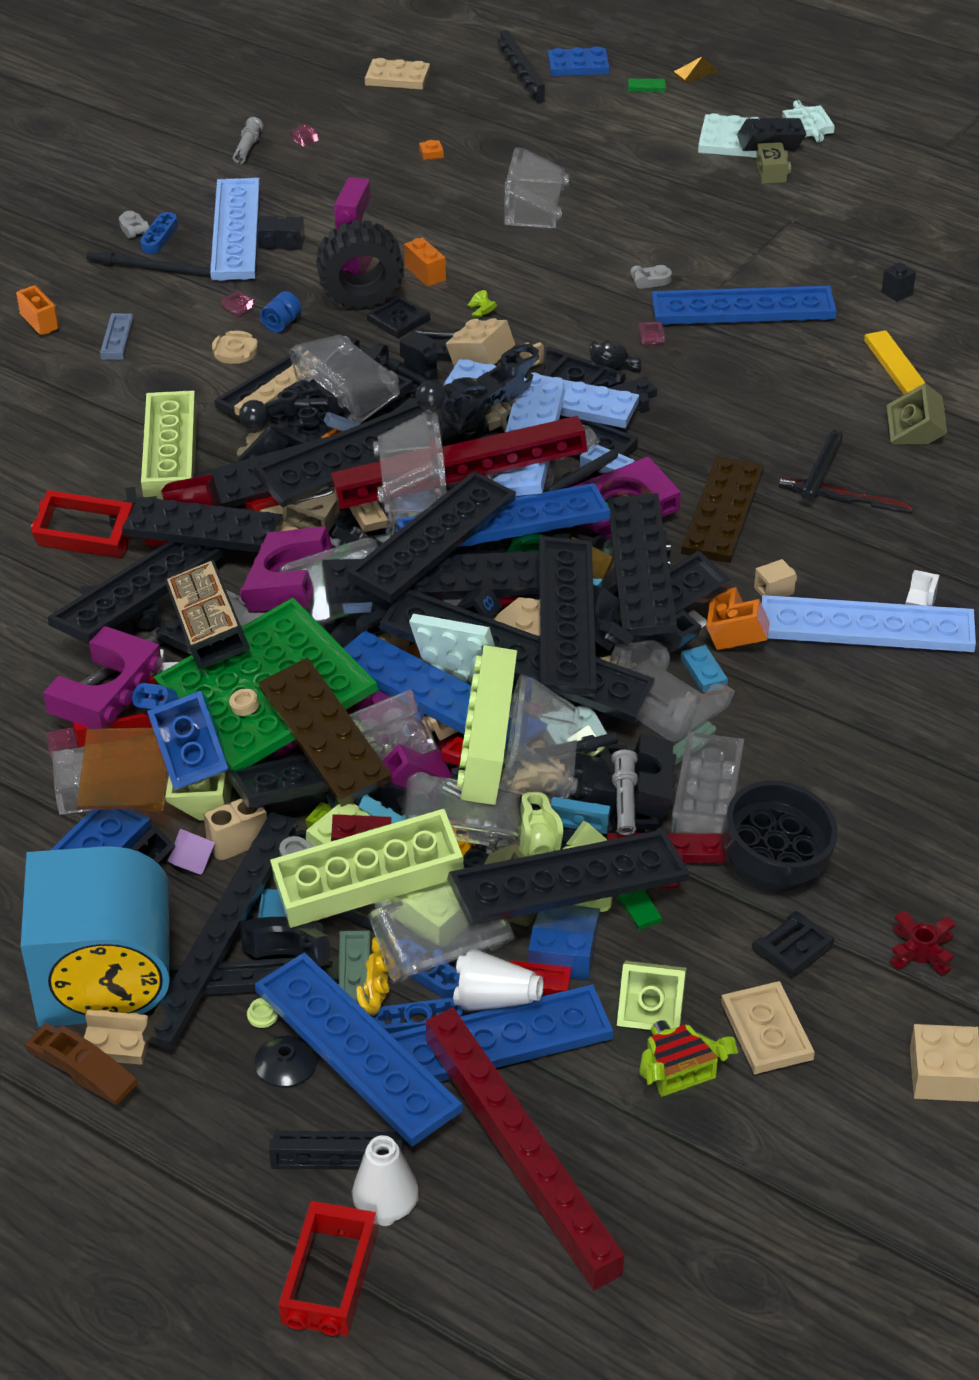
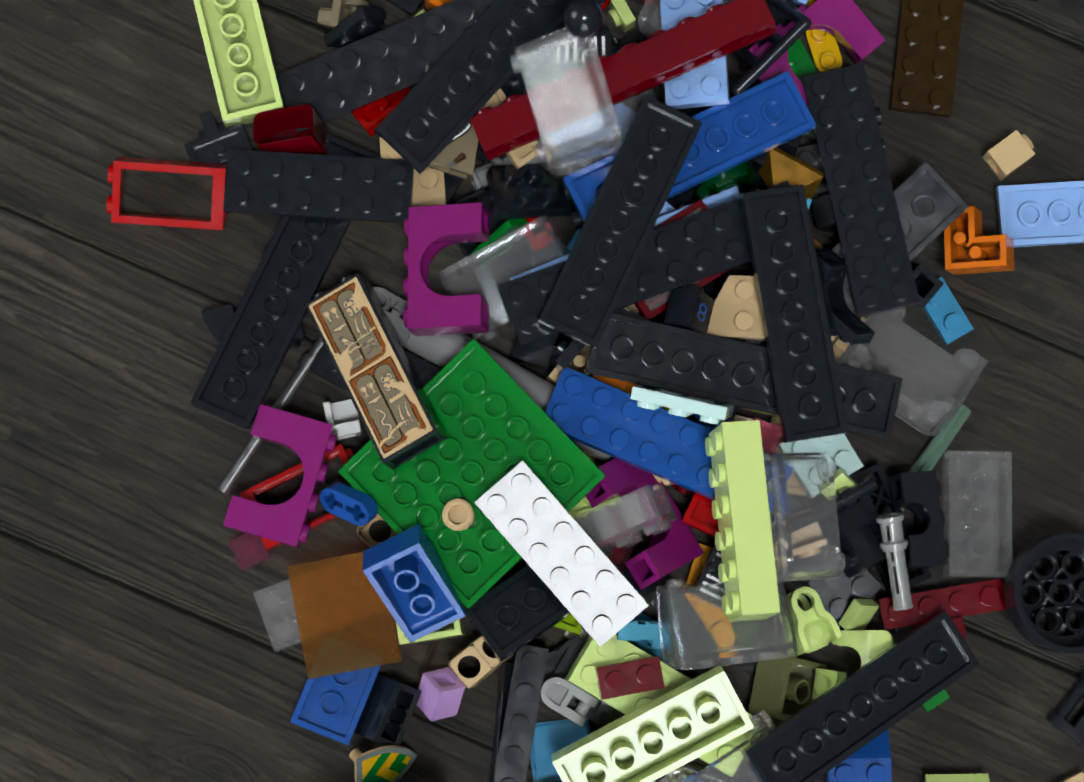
camera: 20 degrees left, 40 degrees up
(575, 812) = (863, 590): dark azure plate -> none

